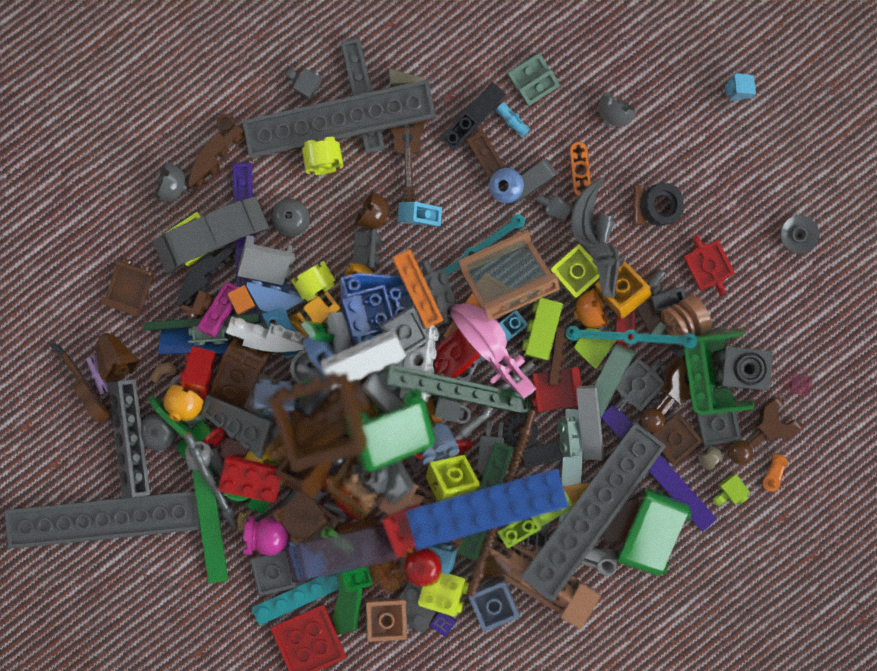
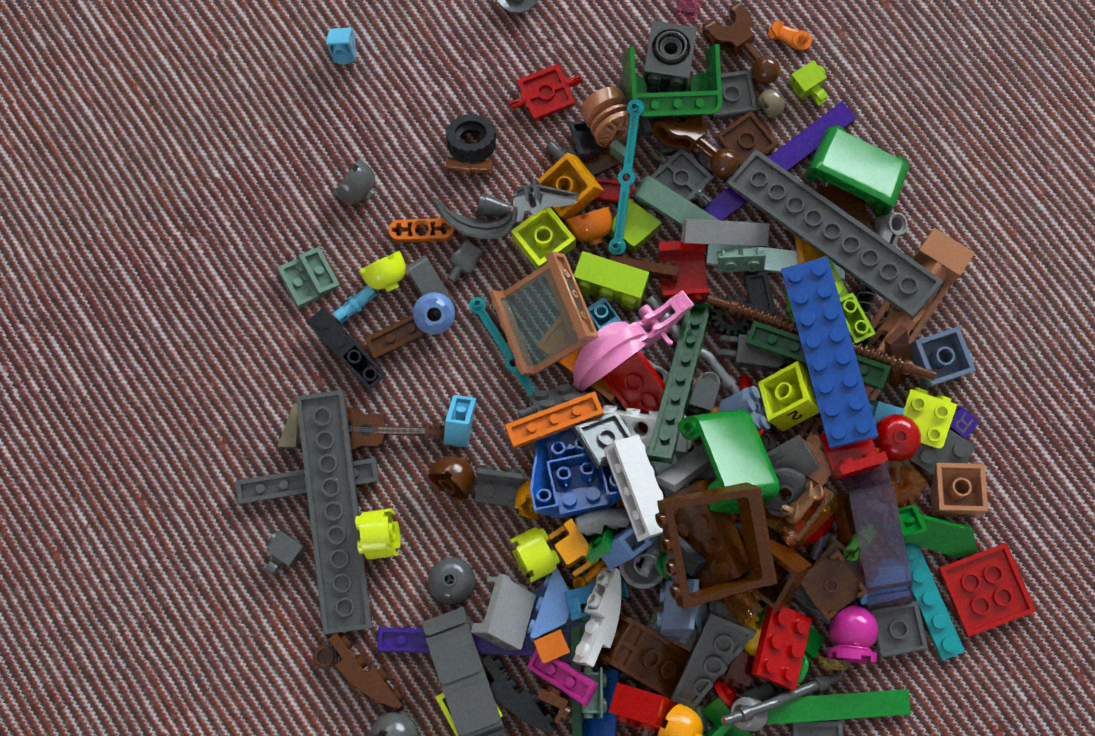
camera: 85 degrees left, 10 degrees down
(540, 142) = (385, 272): none -> neon yellow cylinder

